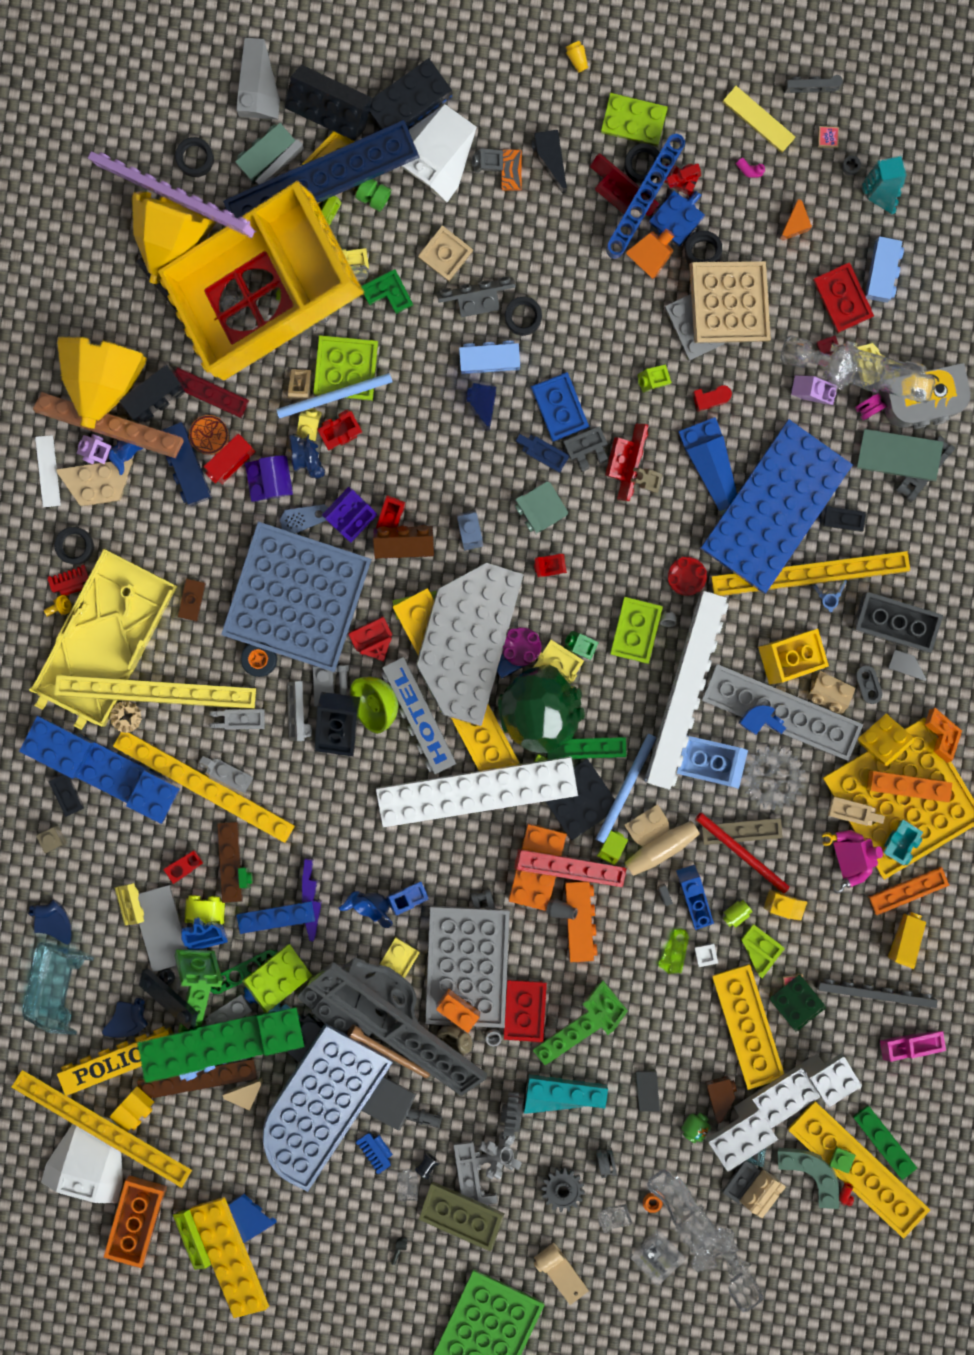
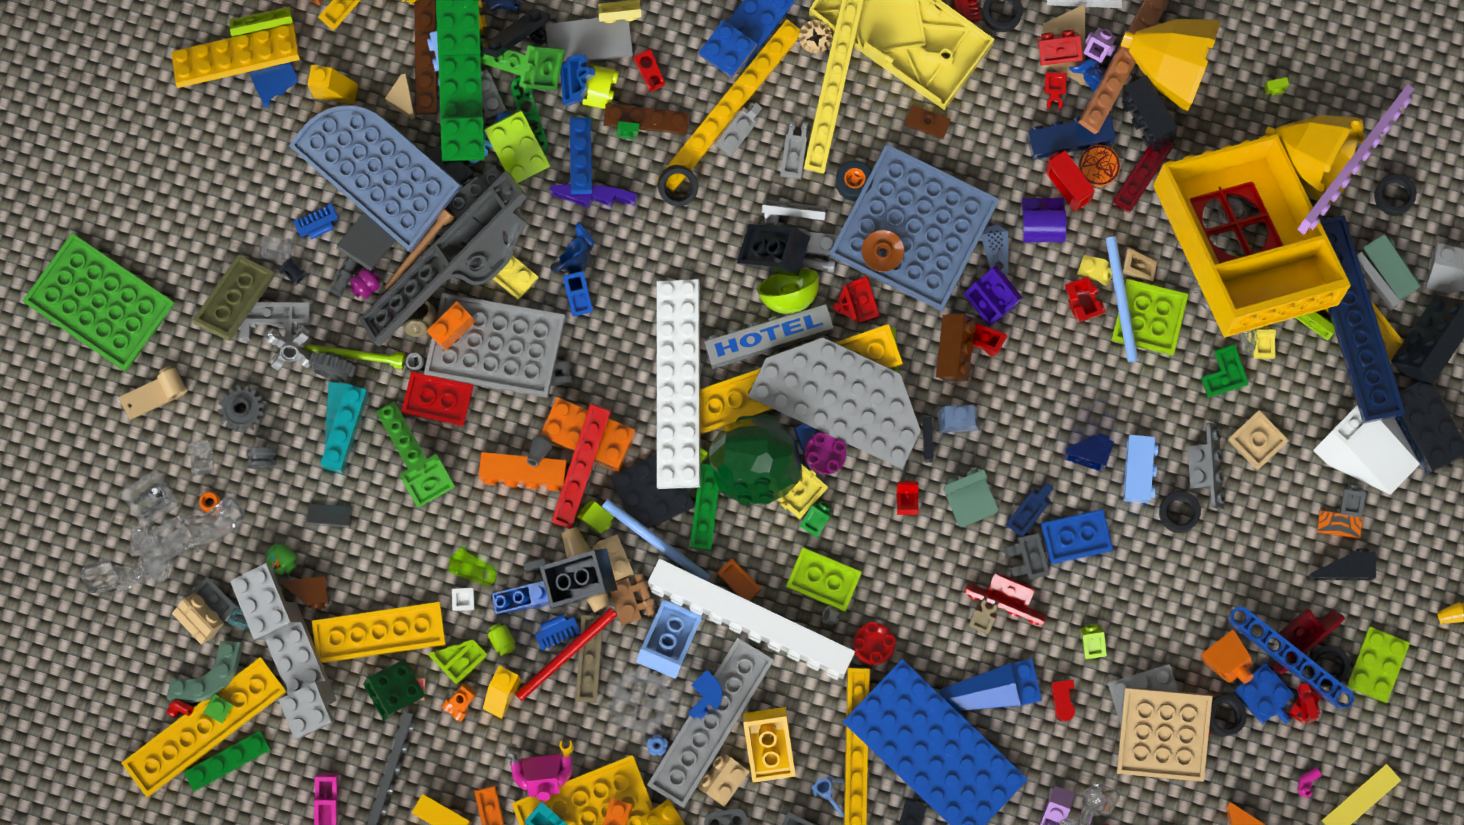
camera: 105 degrees right, 10 degrees down
(102, 486) = (1059, 48): none -> red bracket
(108, 280) = (1276, 86): none -> lime plate
(138, 485) = (1055, 85): none -> red plate
(244, 1162) = (331, 85): none -> yellow slope
(304, 822) = (681, 201): none -> black tyre
(305, 456) = (1062, 259): dark blue piece -> none
(317, 629) = (882, 240): none -> dark orange dish
(374, 194) = (1330, 376): bright green wheel -> none
(401, 1244) = (215, 234): pearl dark grey hand -> none
(427, 1097) = (364, 283): none -> magenta piece
(492, 555) = (927, 439): none -> black tile
(494, 1055) = (395, 359): none -> lime piece
(649, 707) = (739, 580): none -> orange tile
(676, 853) = (578, 578): none -> black brick
(683, 807) = (625, 601): none -> medium nougat plate
(715, 865) = (555, 626): none -> blue piece
(800, 942) = (459, 702): none -> orange plate
(809, 762) = (663, 744): none -> medium blue plate
(853, 812) = (590, 780): tan hinge -> none

